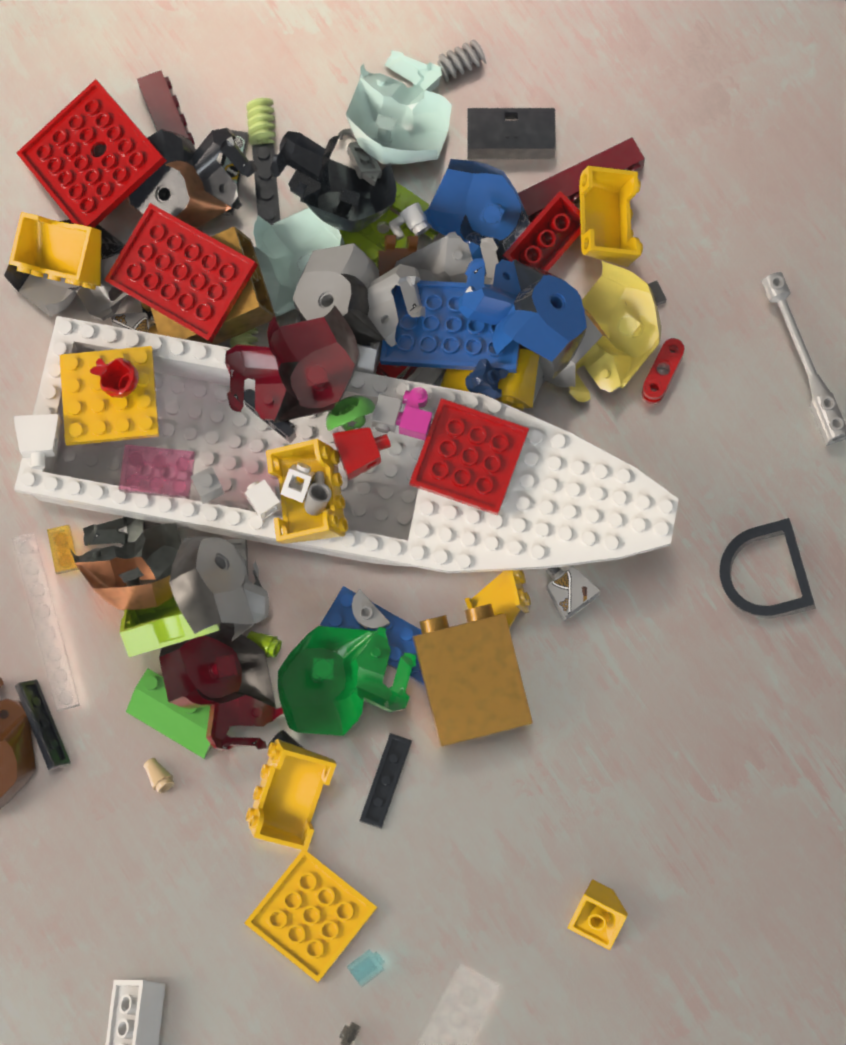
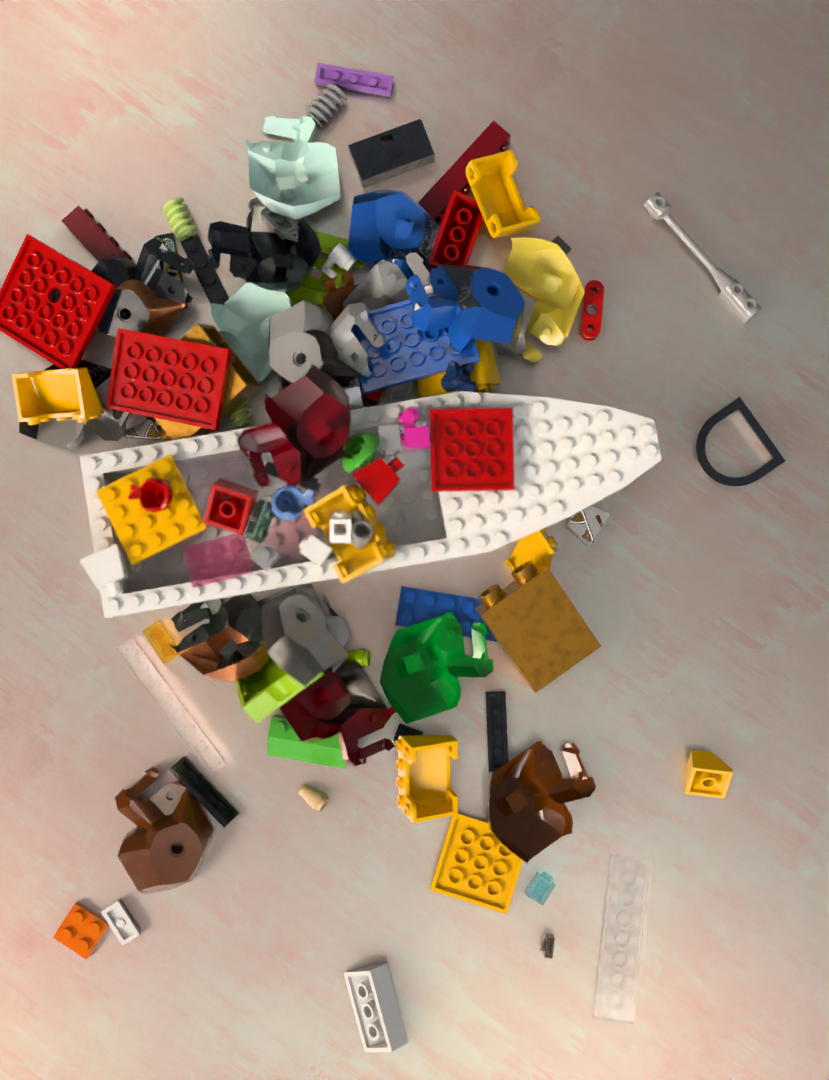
camera: 20 degrees left, 10 degrees up
(192, 420) = (230, 506): none -> red slope
(224, 441) = (259, 530): none -> sand green hinge
(255, 438) = (290, 502): none -> medium blue hat
(367, 613) = (429, 602): light grey plate -> none
(391, 860) = (530, 798): none -> reddish brown piece
(502, 46) = (354, 79): none -> medium lavender plate

